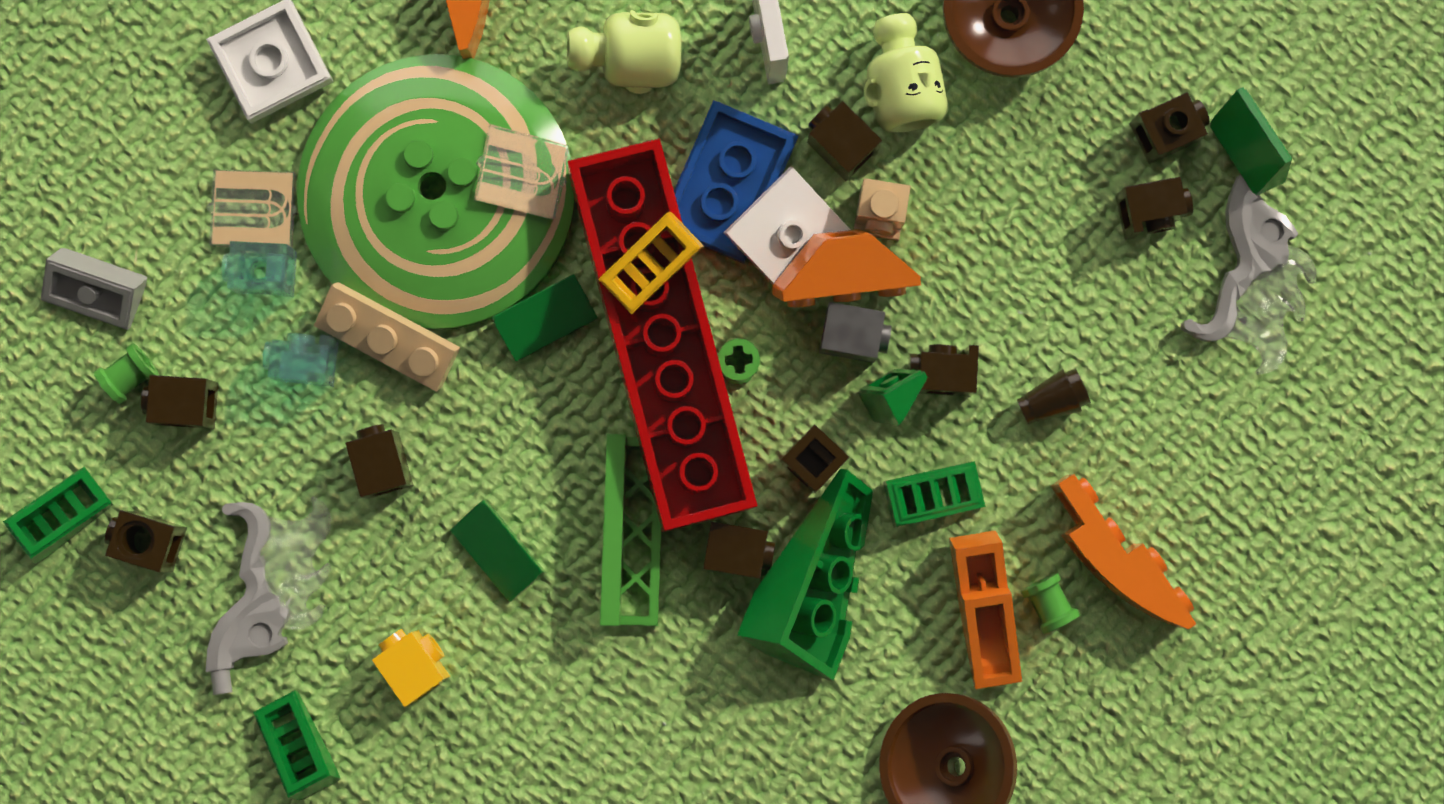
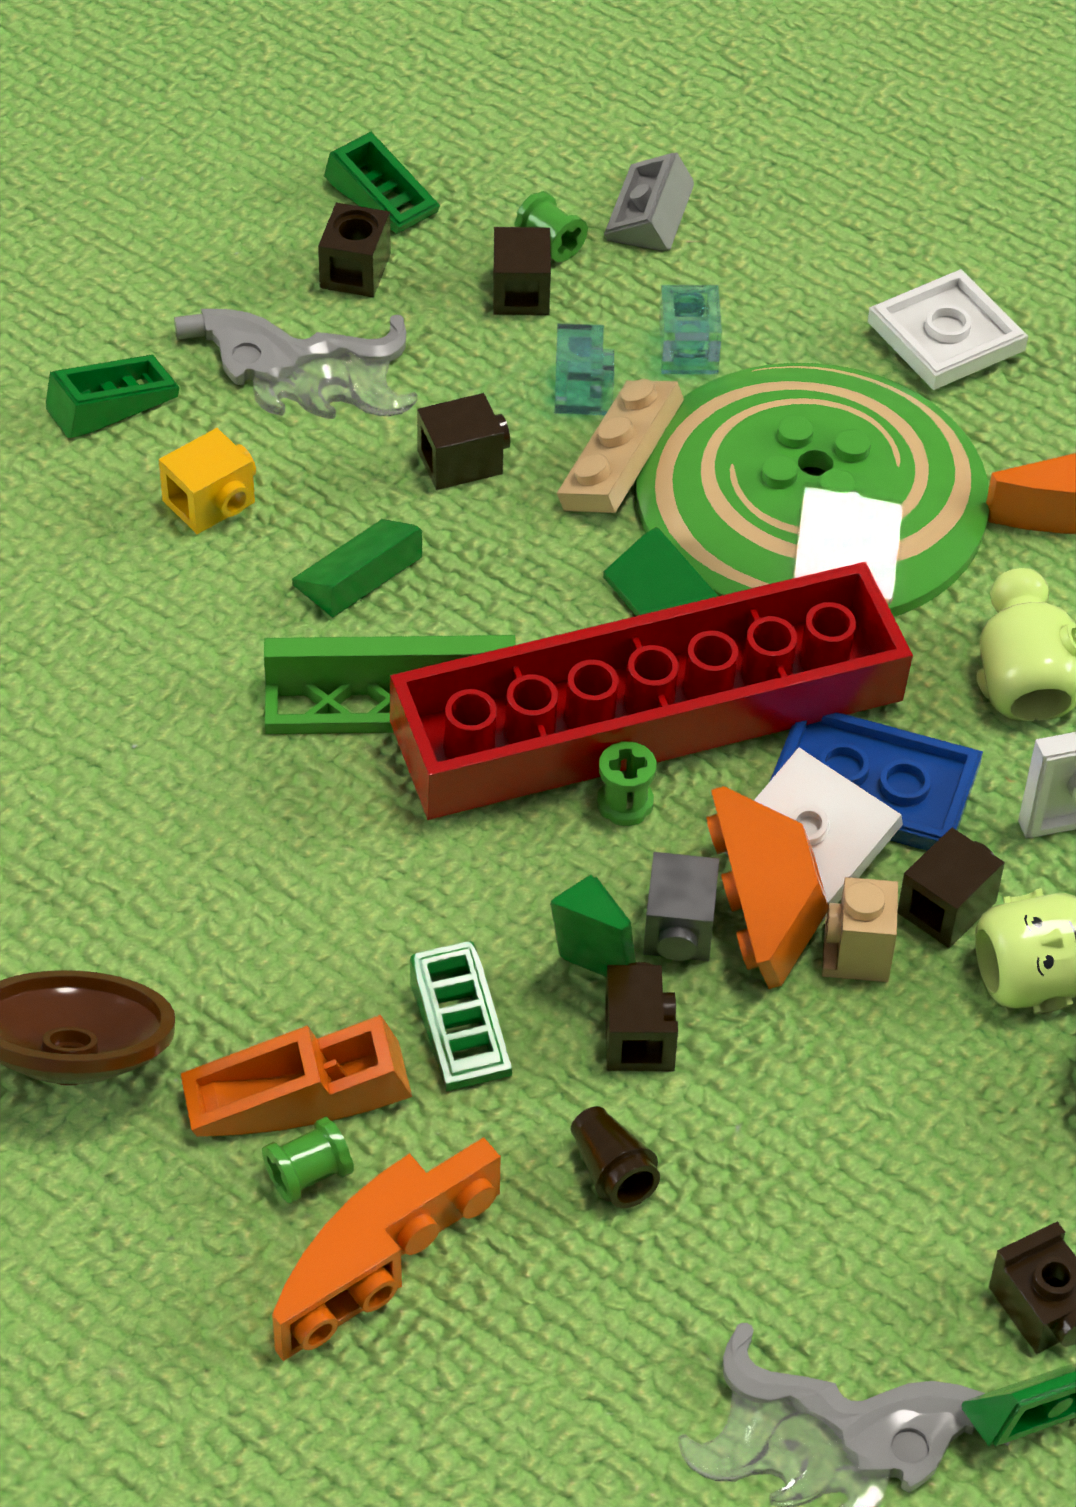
camera: 85 degrees right, 35 degrees down
(252, 207) = (764, 330): piece -> none
(680, 233) = (770, 672): yellow slope -> none
(738, 550) = (369, 791): dark brown brick -> none
(806, 593) = (325, 880): green wedge -> none
(814, 459) = (505, 865): dark brown brick -> none
(1153, 206) = (919, 1267): dark brown brick -> none

